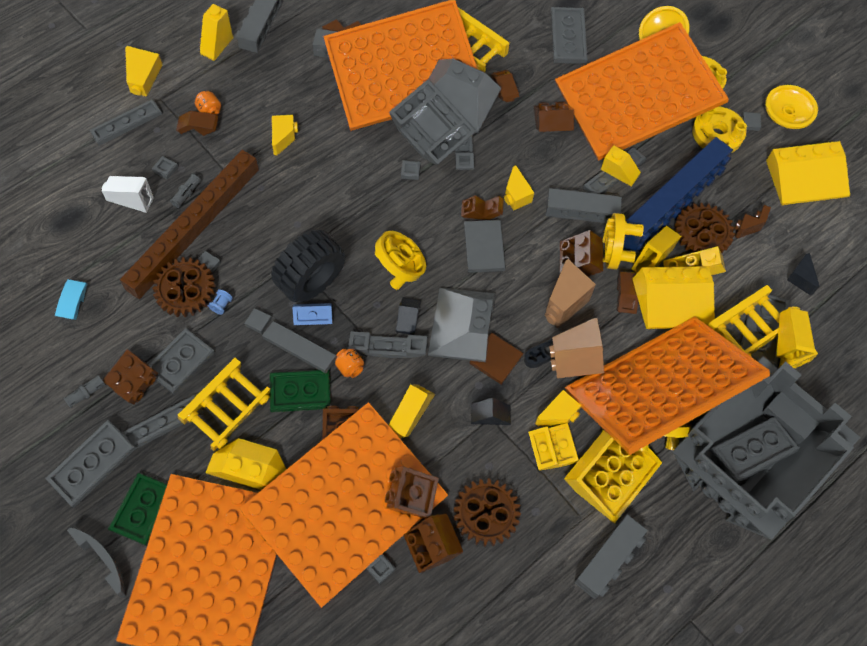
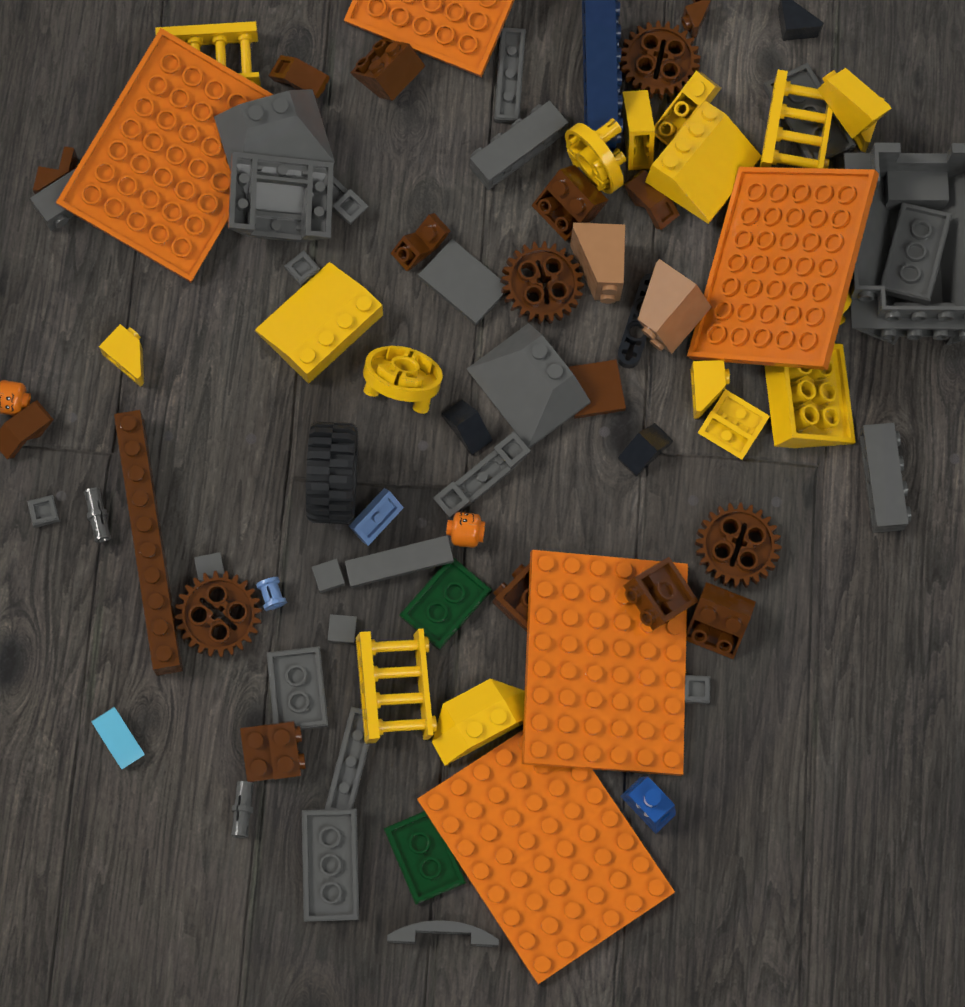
camera: 45 degrees left, 10 degrees up
(128, 192) = (42, 575): white slope -> none
(233, 351) = (342, 629): none -> dark grey tile
(283, 605) = (649, 803): none -> blue torso
(390, 201) = (320, 321): none -> yellow slope
(410, 410) = (573, 517): yellow slope -> none
(518, 190) = (435, 188): yellow slope -> none
(538, 289) = (565, 279): none -> reddish brown gear
(621, 166) = (514, 65): yellow slope -> none

